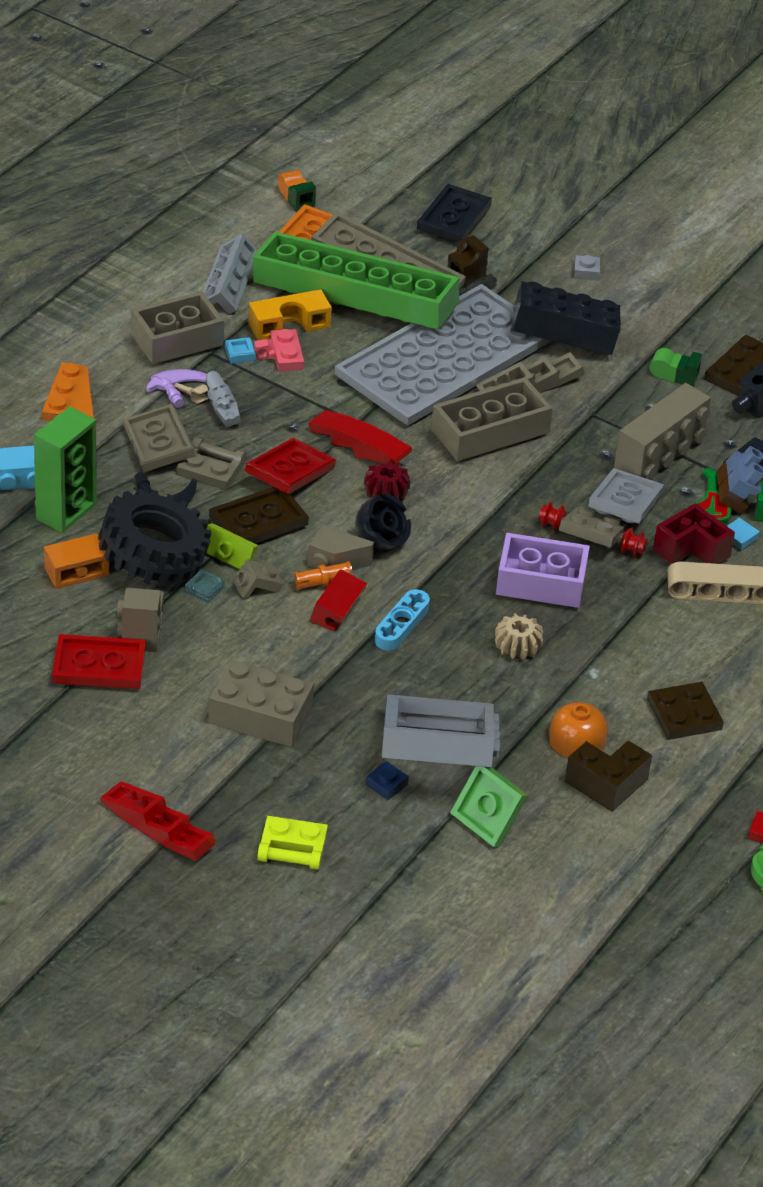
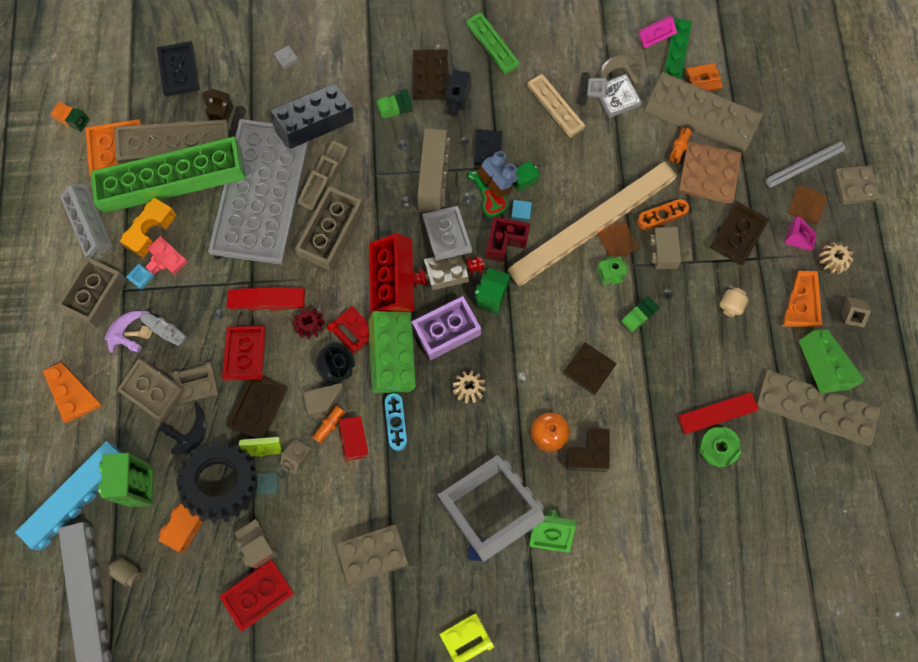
camera: 35 degrees left, 30 degrees up
(439, 517) = (355, 325): none -> red plate
(456, 552) = (391, 352): none -> bright green brick
(521, 490) = (391, 274): none -> red brick
(630, 571) = (491, 291): none -> green brick

